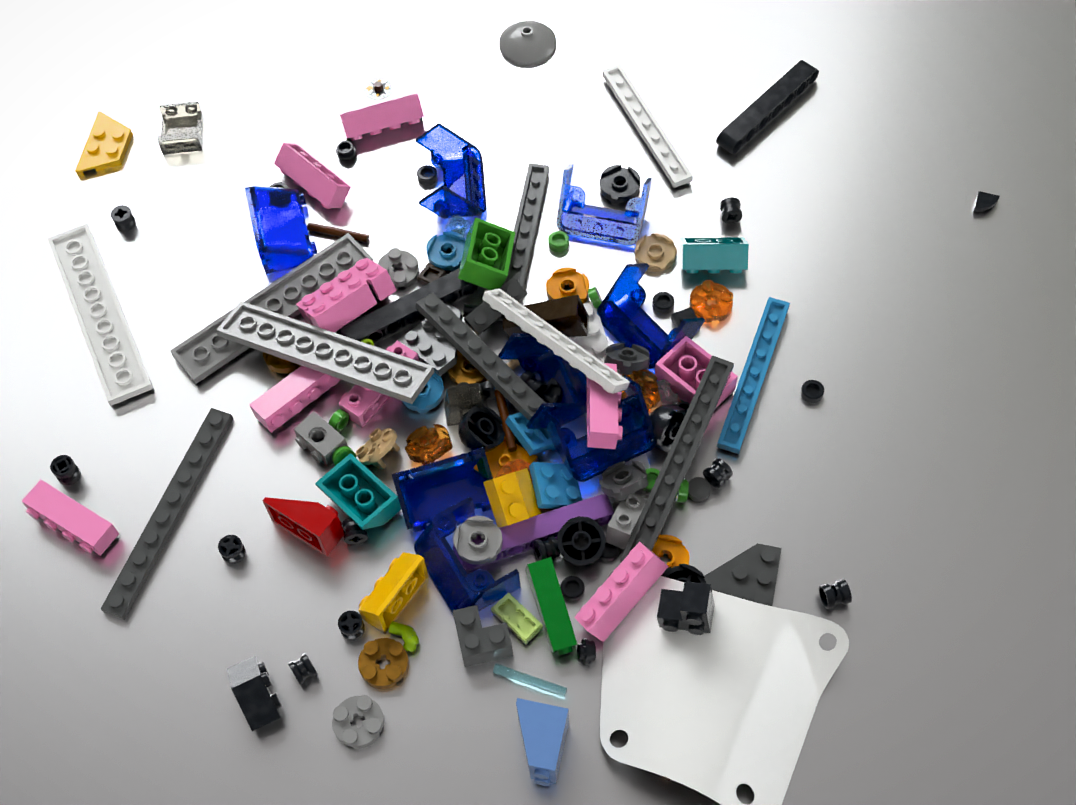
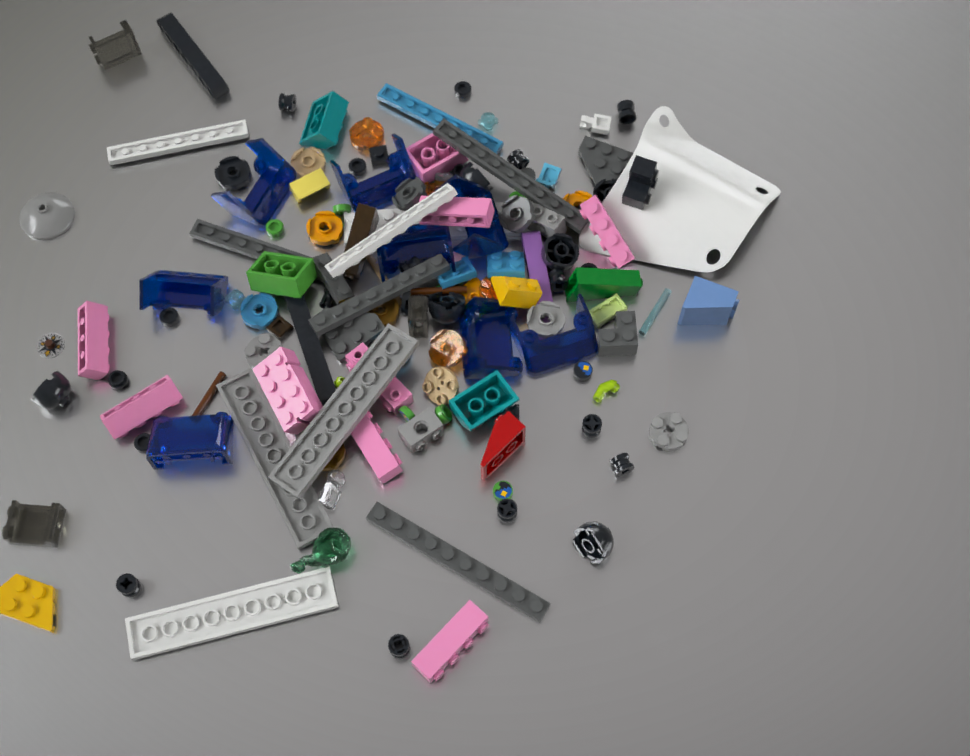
camera: 80 degrees left, 5 degrees up
(166, 379) = (329, 549): none -> clear green hair
(198, 651) = (594, 541): none -> black cylinder
(233, 367) = (330, 494): none -> clear plate
(250, 686) = (637, 498): black brick -> none
(257, 541) = (502, 490): none -> tile
(318, 100) = (53, 392): none -> black cylinder
(393, 591) = (571, 388): yellow slope -> none
(393, 672) = (616, 414): pearl gold plate -> none
(428, 604) = (582, 370): none -> tile
(552, 392) = (422, 253): black tile -> none
(586, 651) = (643, 268): black plate -> none
(616, 254) = (309, 184): none -> light yellow hinge
(700, 513) = (549, 176): none -> medium azure bracket
(750, 35) = (116, 47): none -> clear smoke panel
(771, 422) = (488, 117): none -> clear light blue plate
(804, 561) = (599, 123): none -> white plate

